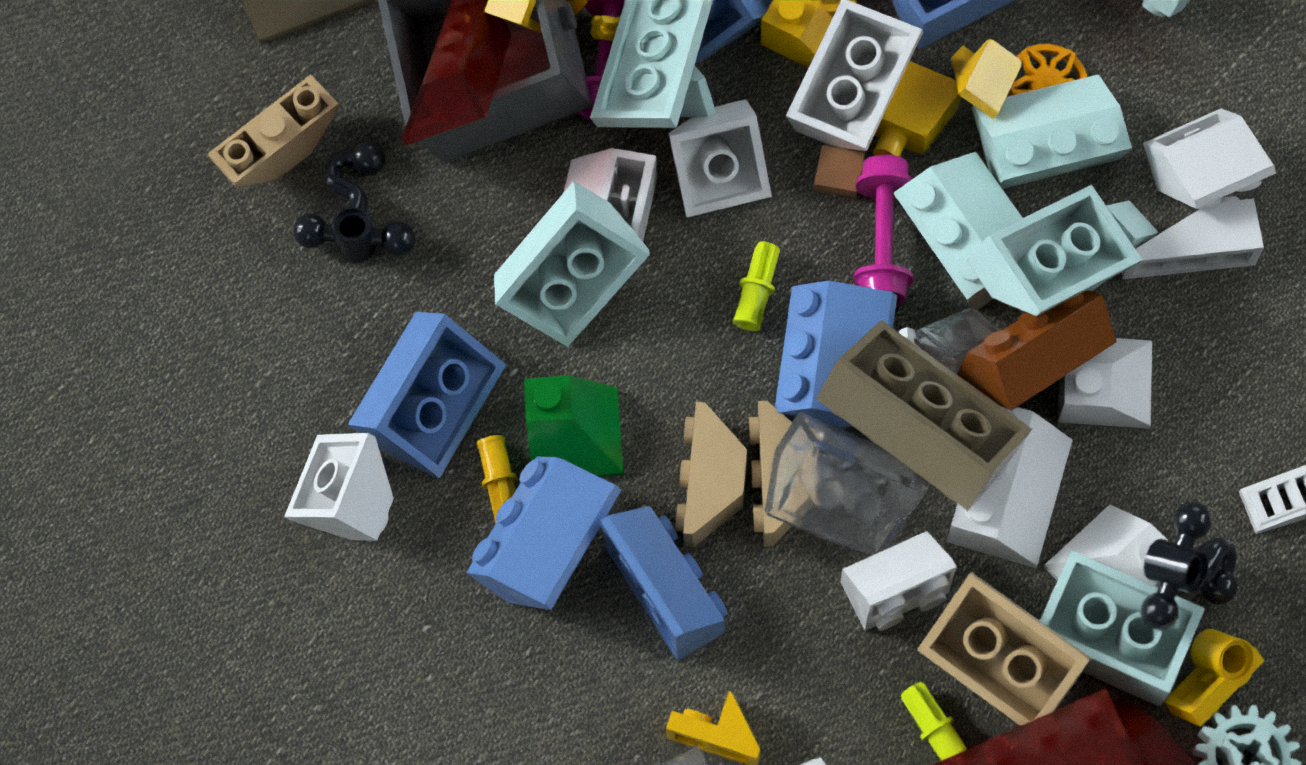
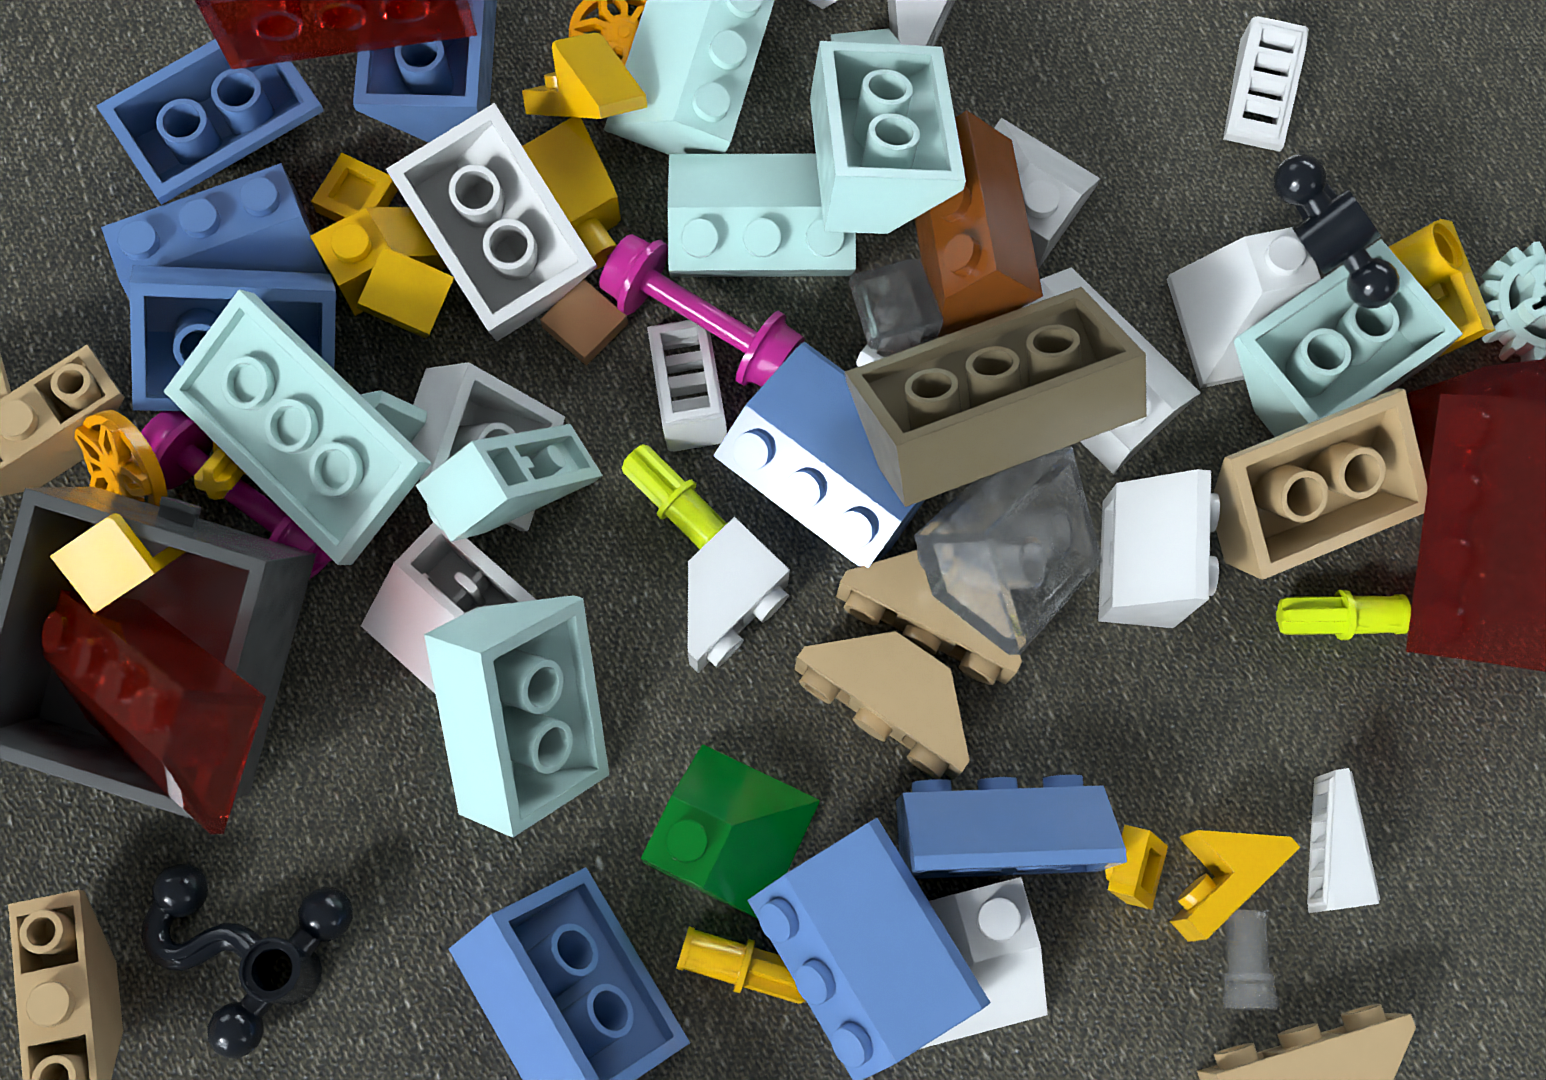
camera: 70 degrees left, 5 degrees up
(585, 614) = (1002, 950): none -> white slope
(690, 675) = (1139, 877): none -> yellow plate
(703, 180) = (505, 479): none -> light aqua slope
(714, 345) = (727, 588): none -> white slope
(782, 58) = (405, 292): none -> yellow panel
(812, 265) = (694, 420): none -> white slope

